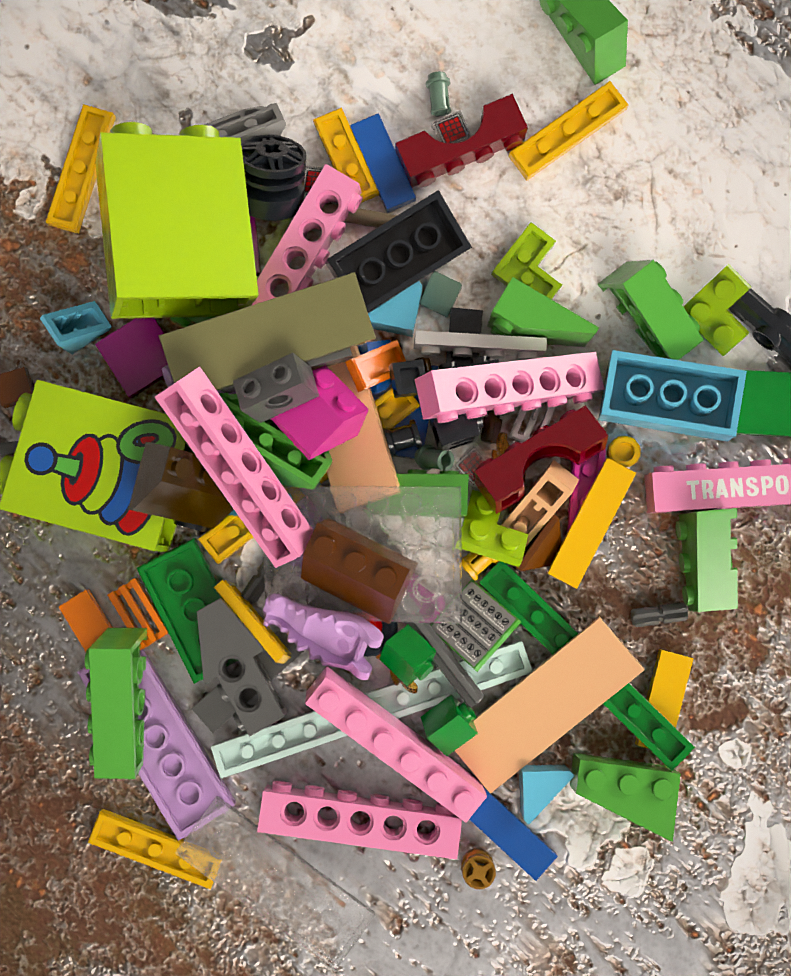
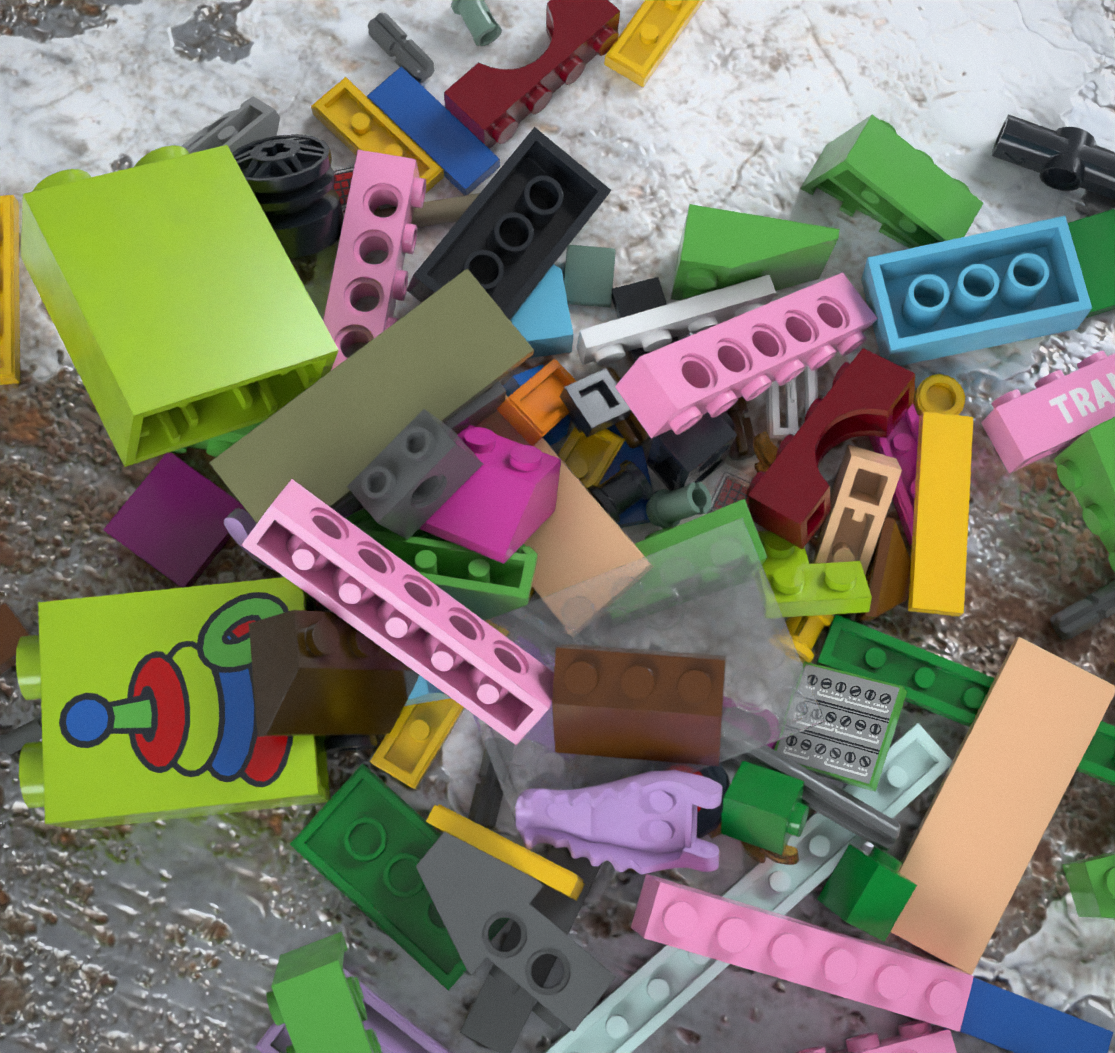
camera: 30 degrees left, 10 degrees down
(76, 326) = (66, 512): medium azure slope -> none
(85, 618) = (238, 958): orange tile -> none
(147, 602) = (284, 887): orange tile -> none
(385, 103) = (394, 43): none -> dark grey piece
(451, 128) = (511, 50): tile -> none
(523, 262) = (688, 182): lime plate -> none
(539, 786) = (1040, 935): medium azure slope -> none
(711, 312) = (972, 158): lime plate -> none

